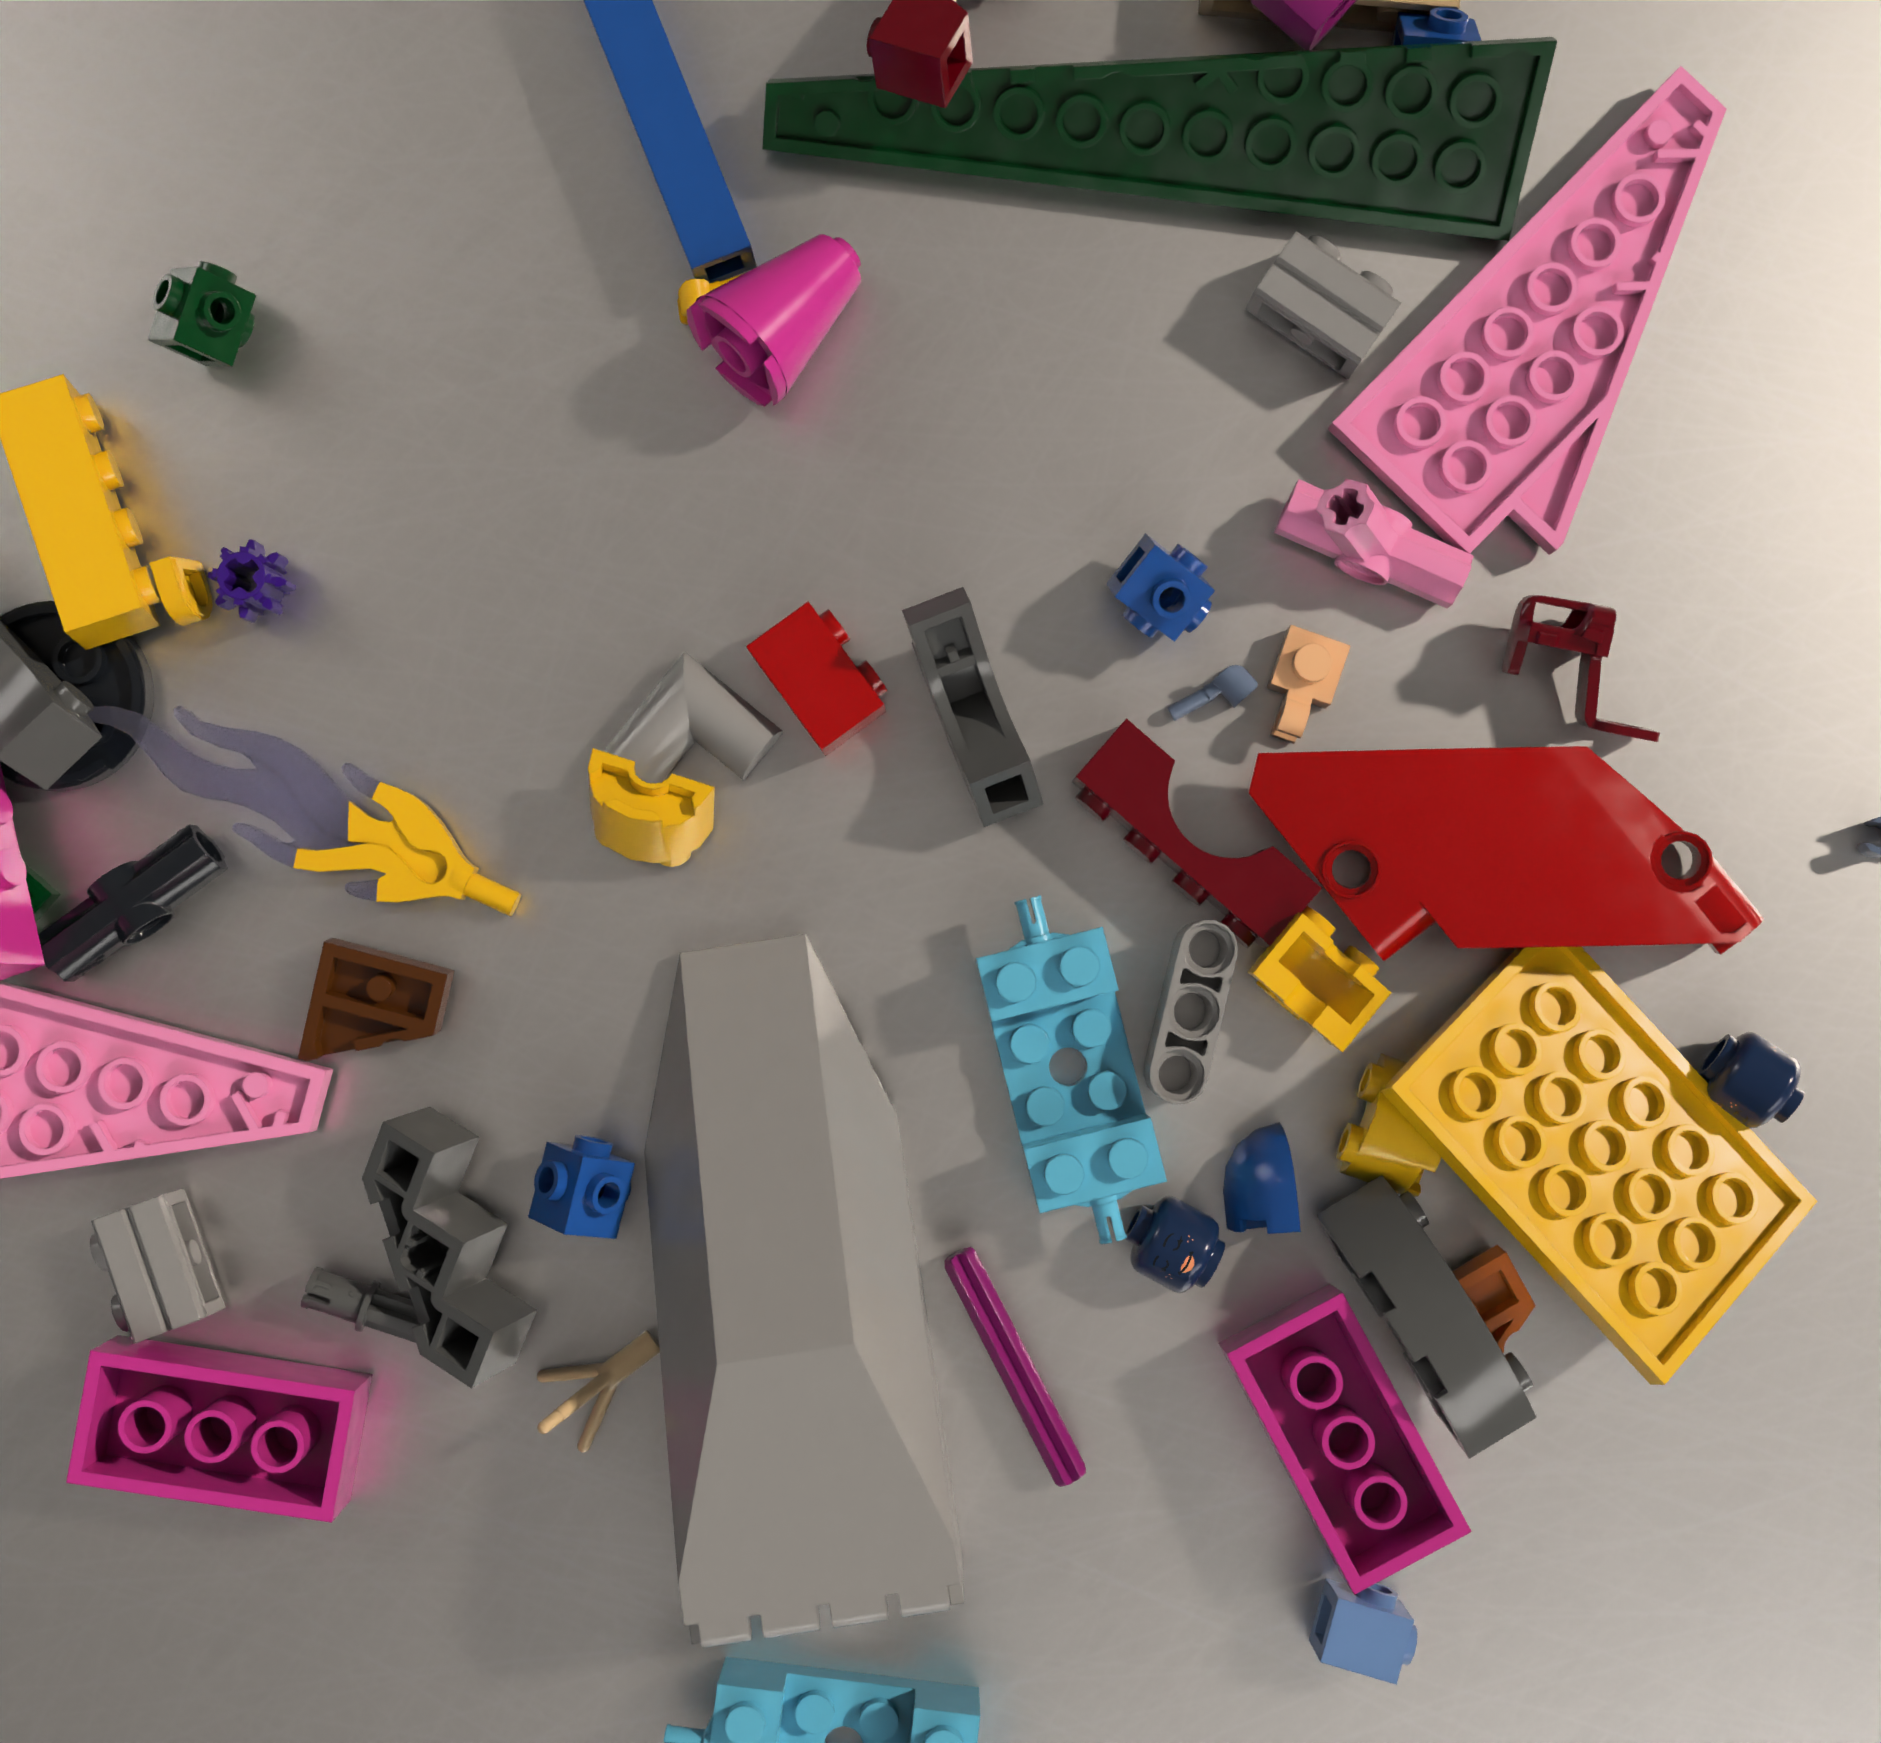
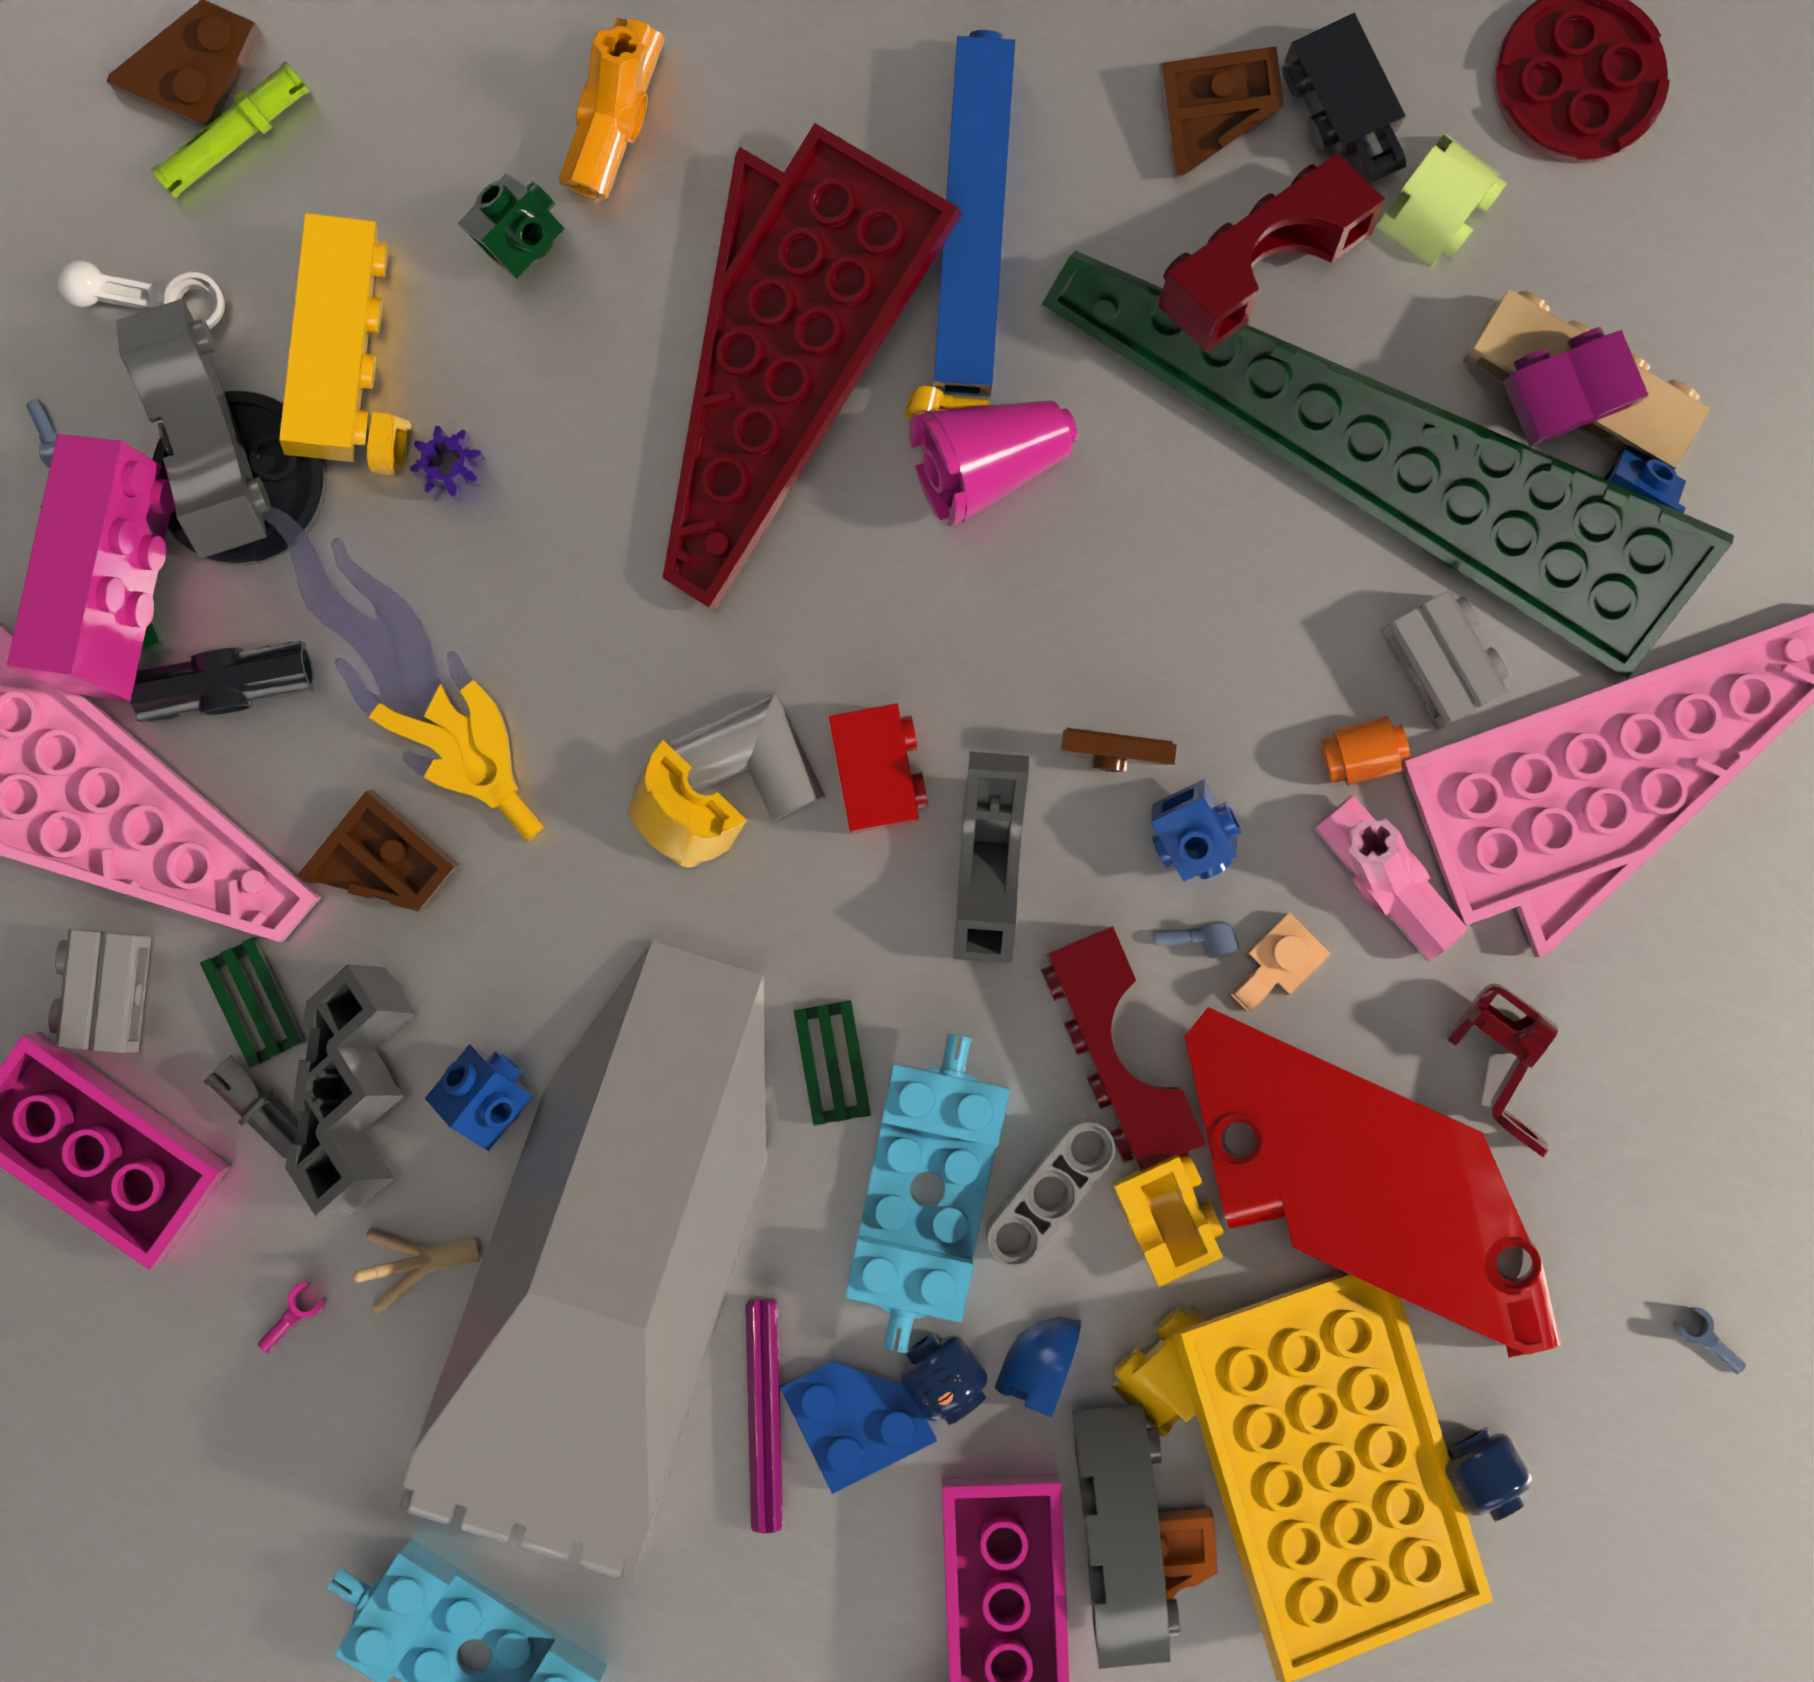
camera: 25 degrees right, 0 degrees up
(244, 152) = (611, 105): none -> light orange piece
(297, 1222) = (232, 1012): none -> dark green tile
(501, 1497) = (289, 1318): none -> dark pink hand
(526, 268) = (796, 311): none -> dark red wing
(883, 944) = (840, 1110): none -> dark green tile
(1045, 548) = (1115, 751): none -> reddish brown plate
(1107, 1328) = (855, 1421): none -> blue plate
(1288, 432) = (1365, 751): none -> orange brick

